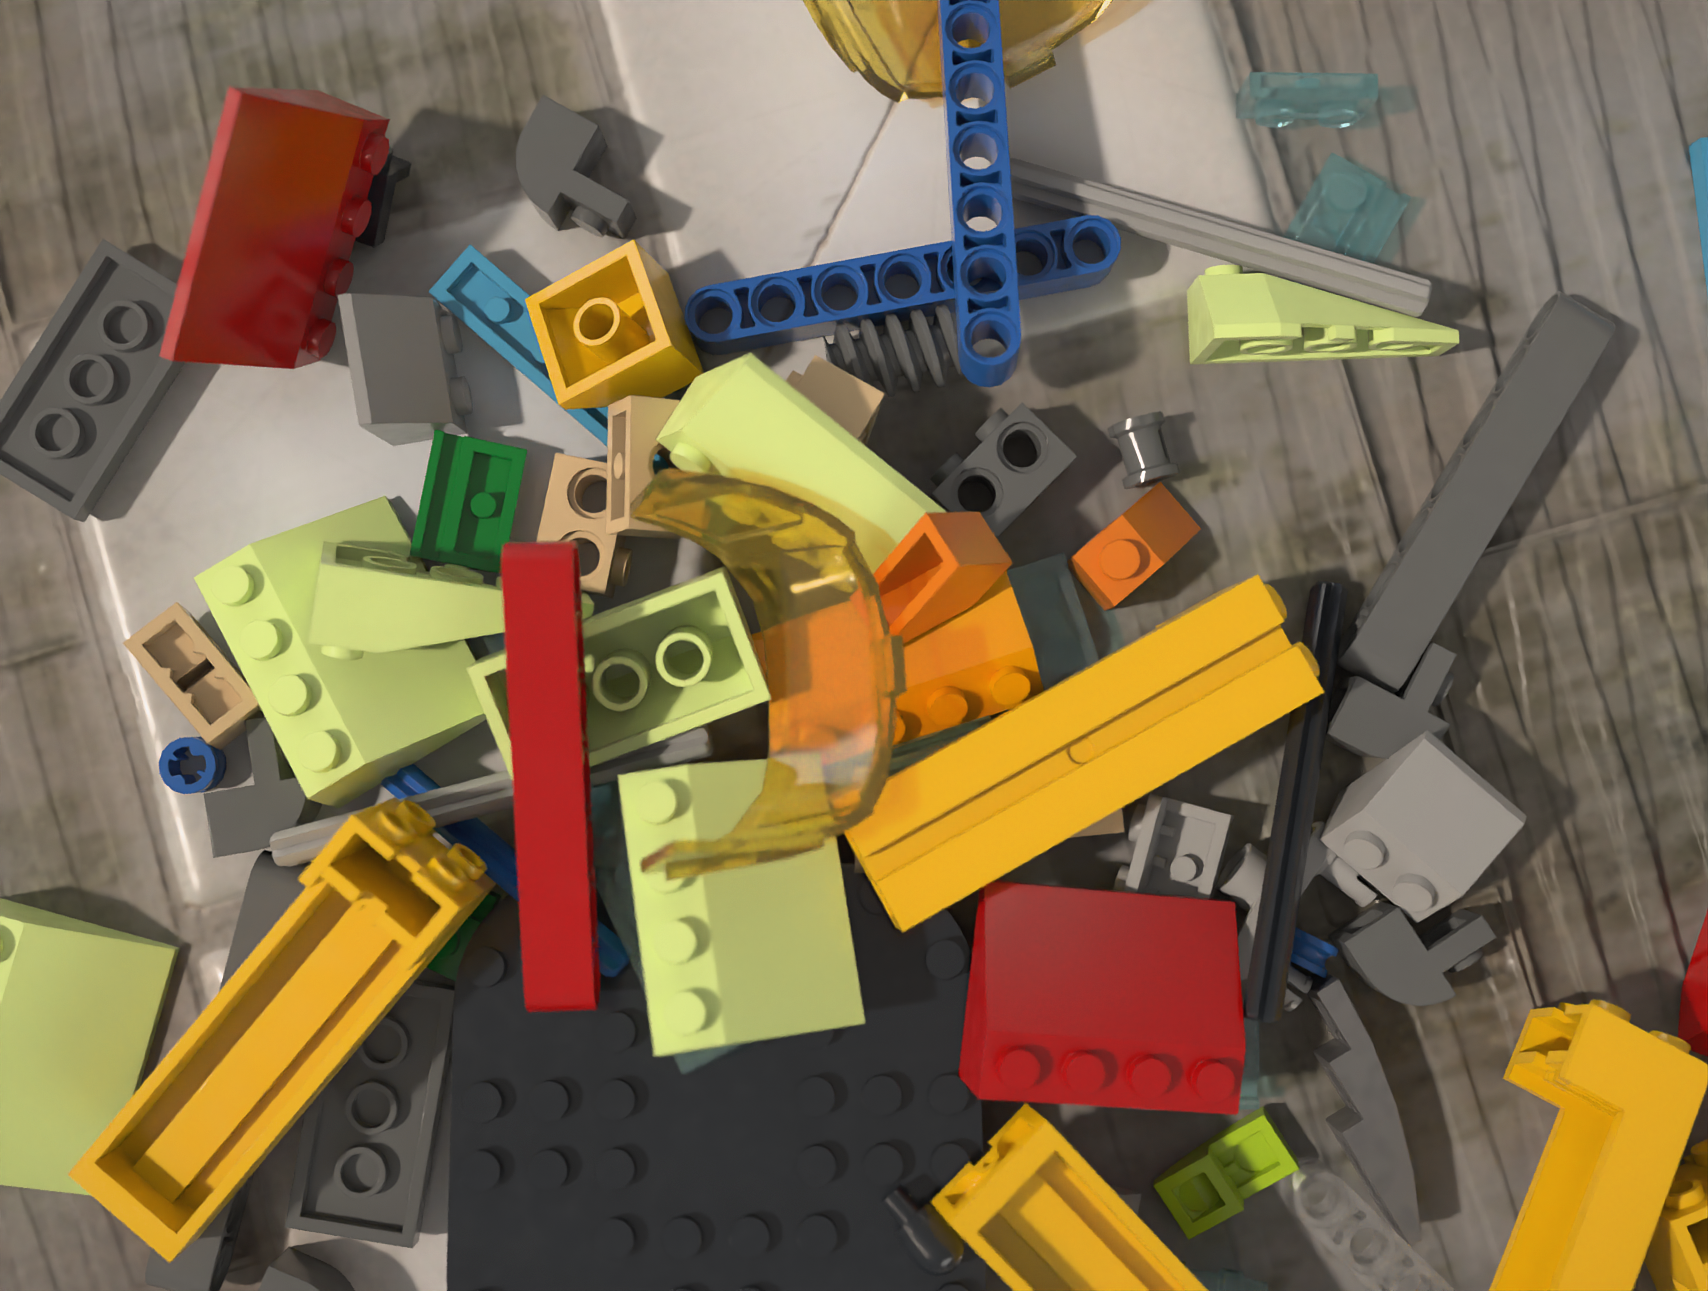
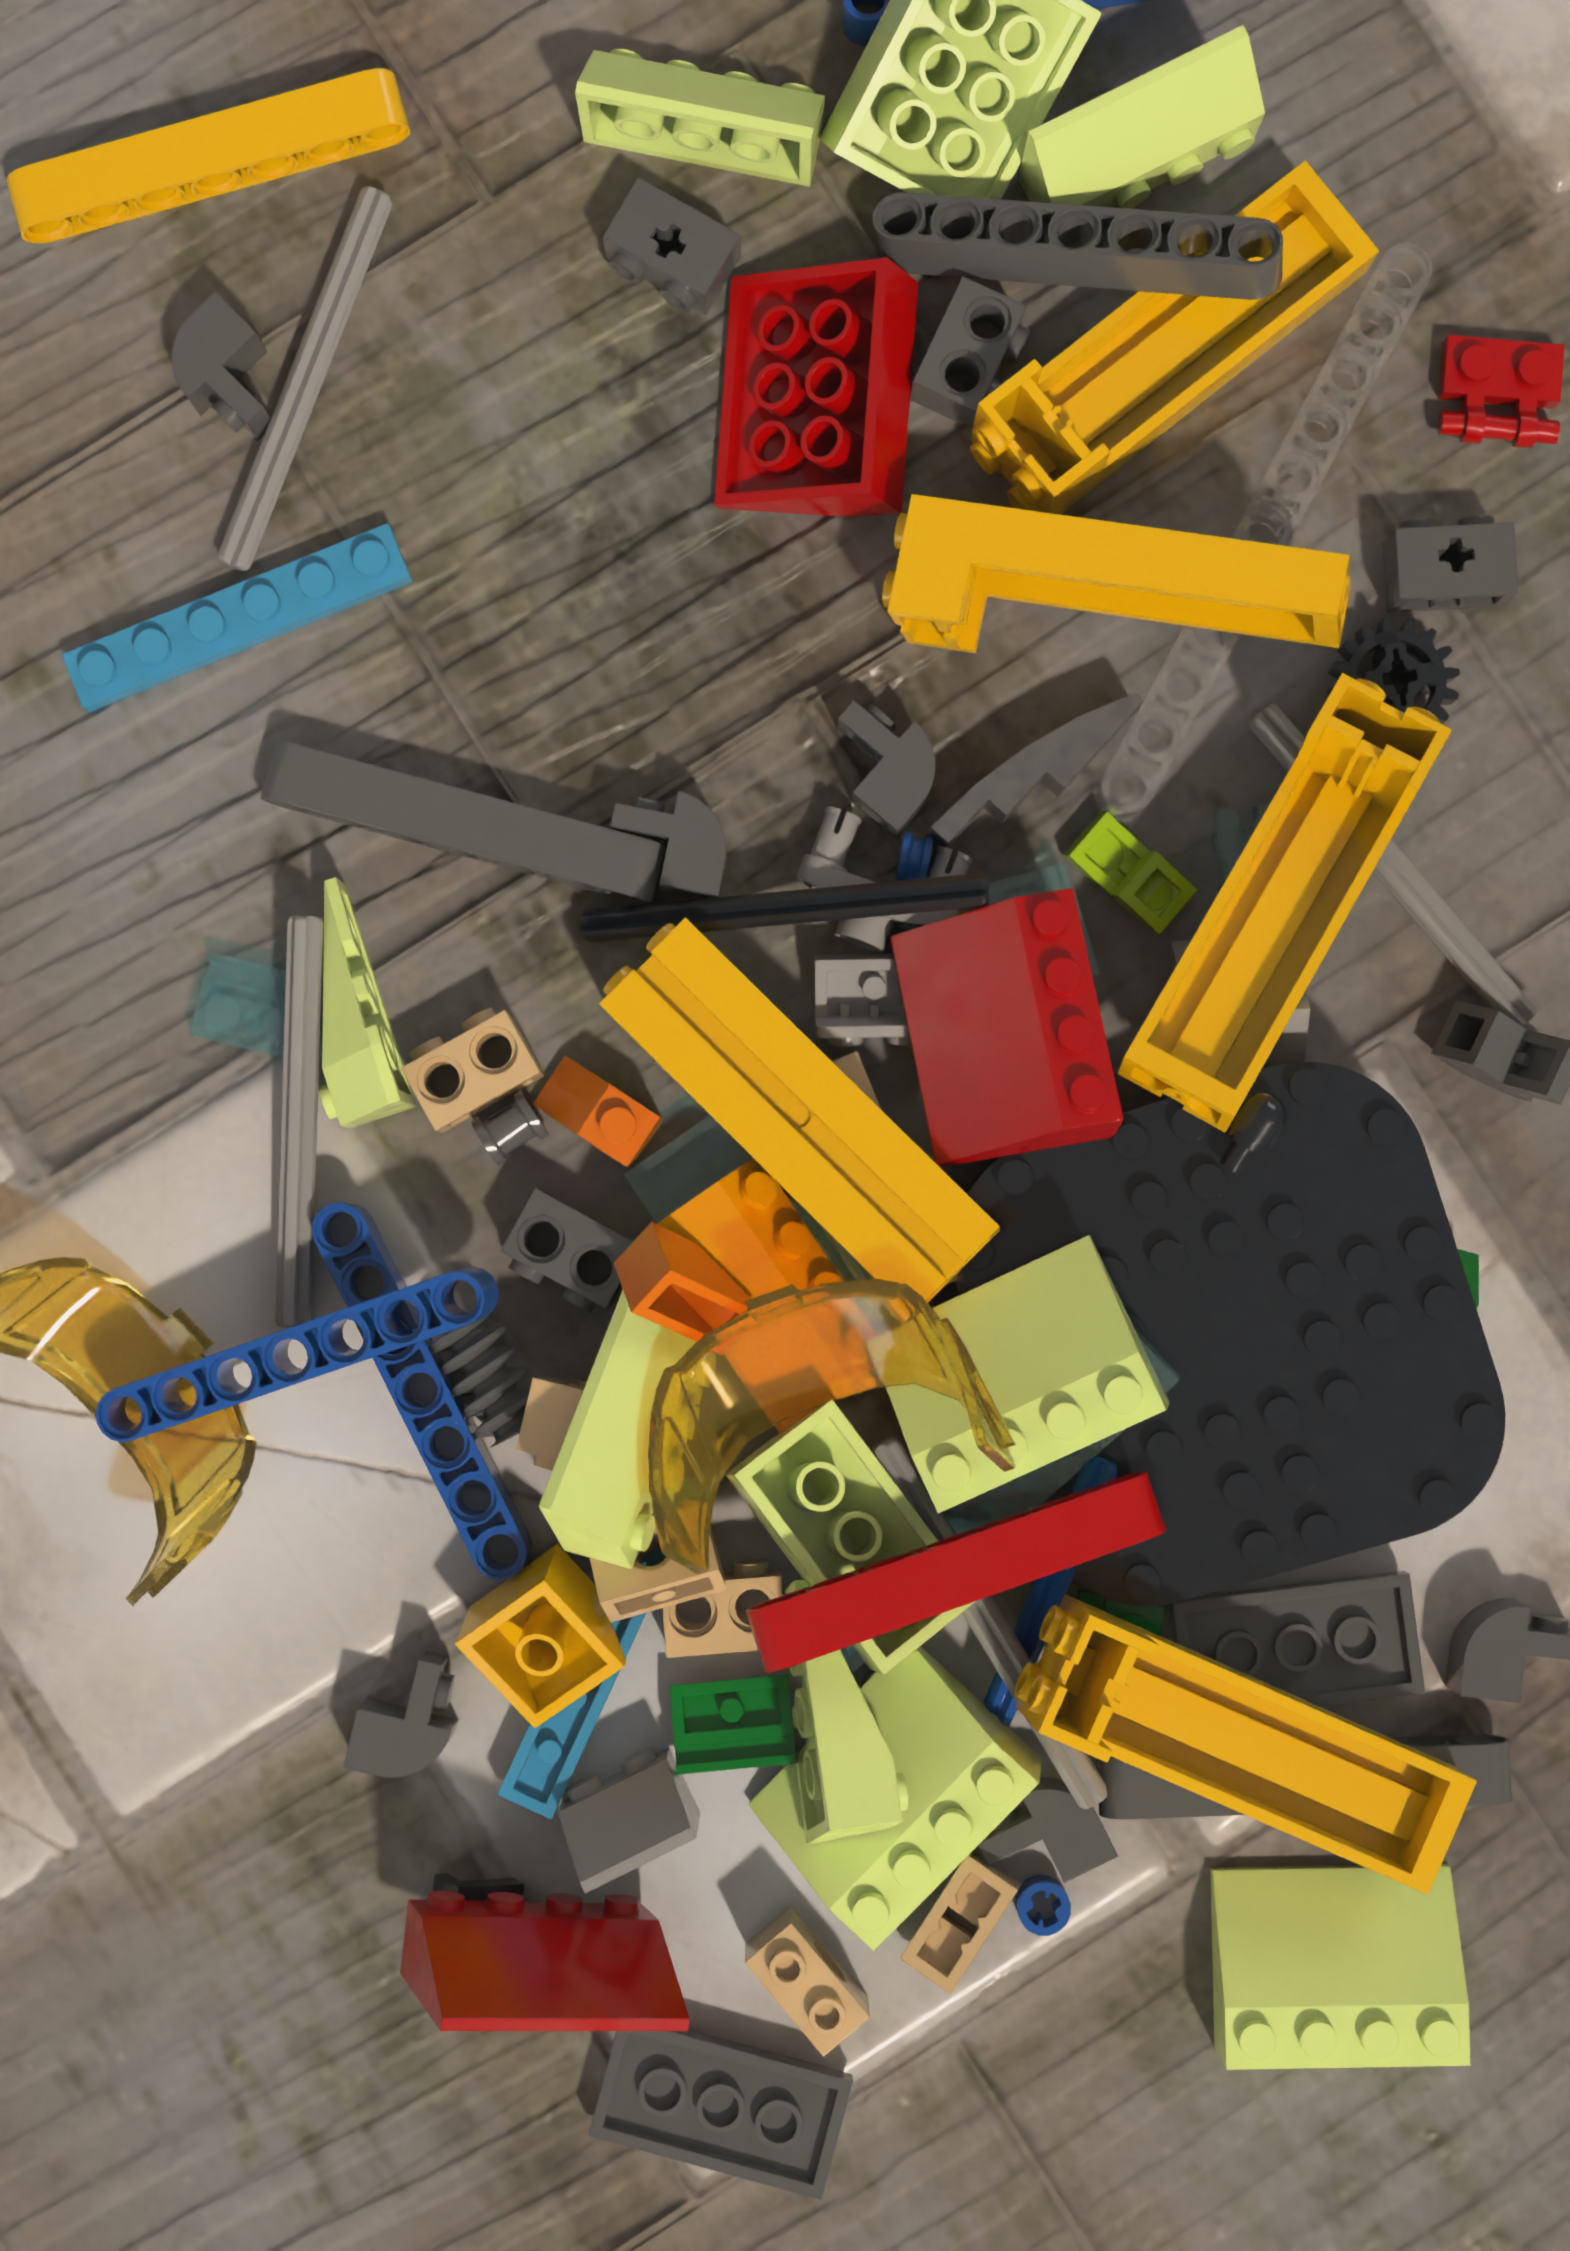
camera: 110 degrees left, 0 degrees up
(187, 502) = (807, 1981): none -> tan brick
(1196, 430) = (478, 1084): none -> tan brick
(1330, 98) = (141, 1049): clear light blue plate -> none
(1421, 826) = (776, 793): light grey slope -> none

